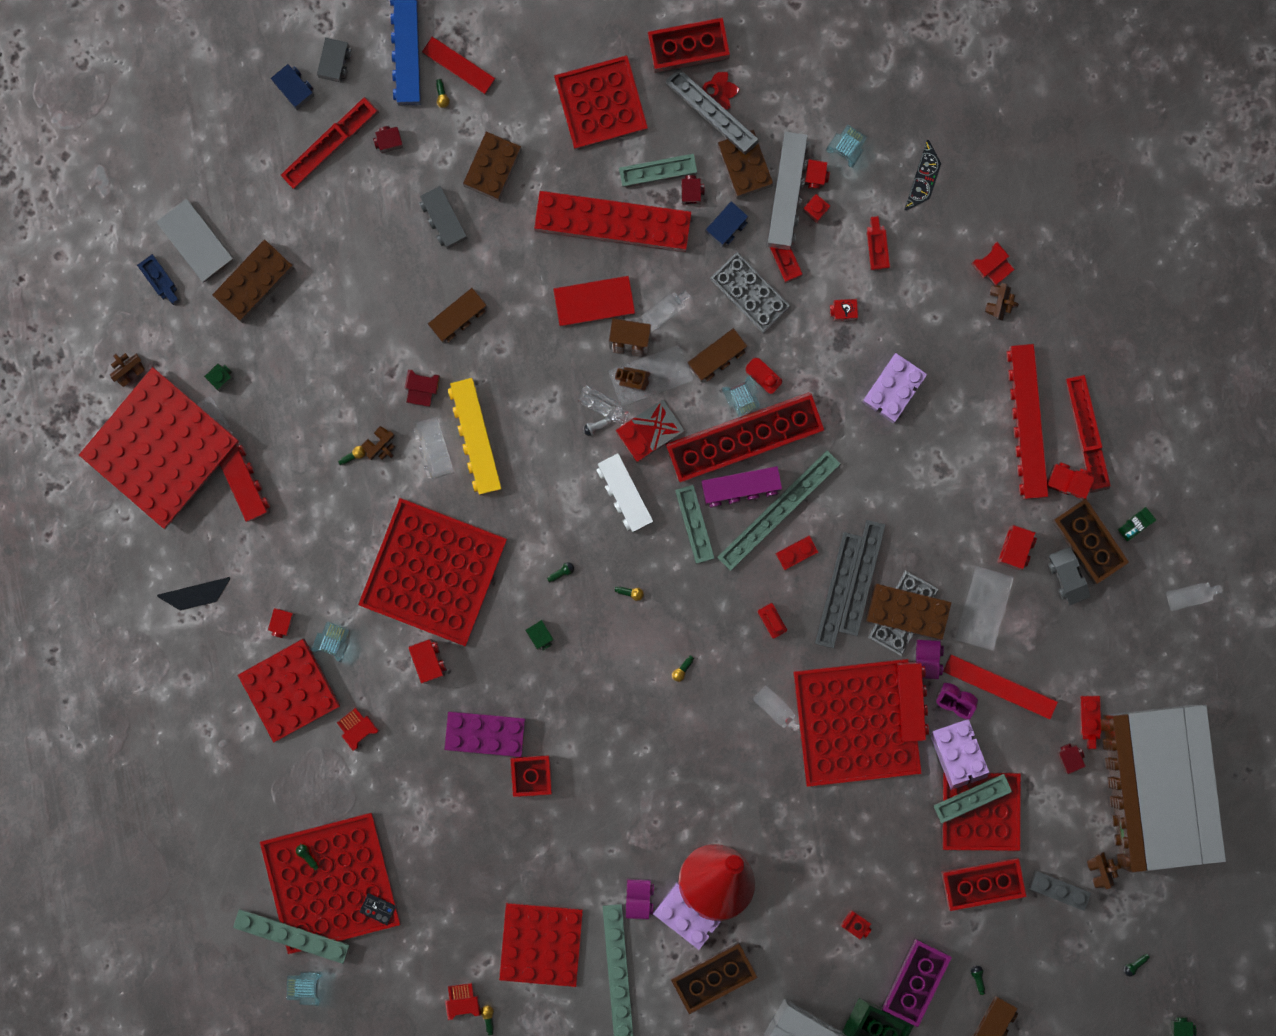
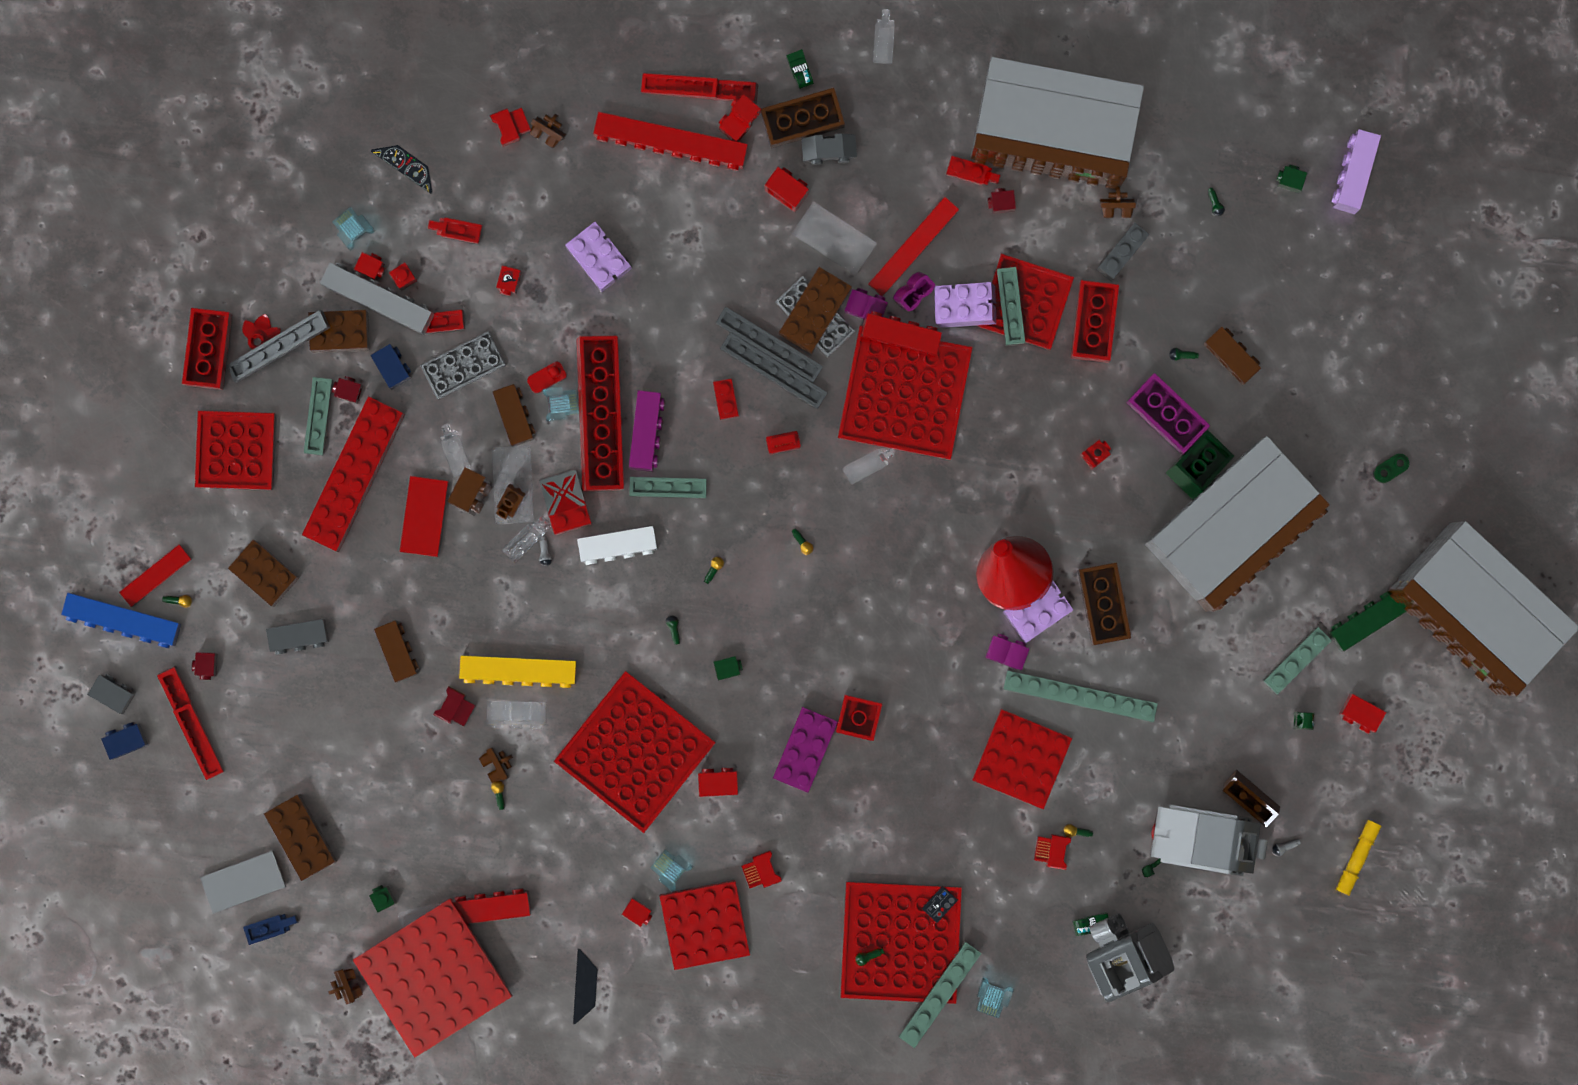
camera: 75 degrees left, 0 degrees up
(778, 510) = (680, 403): sand green plate -> none

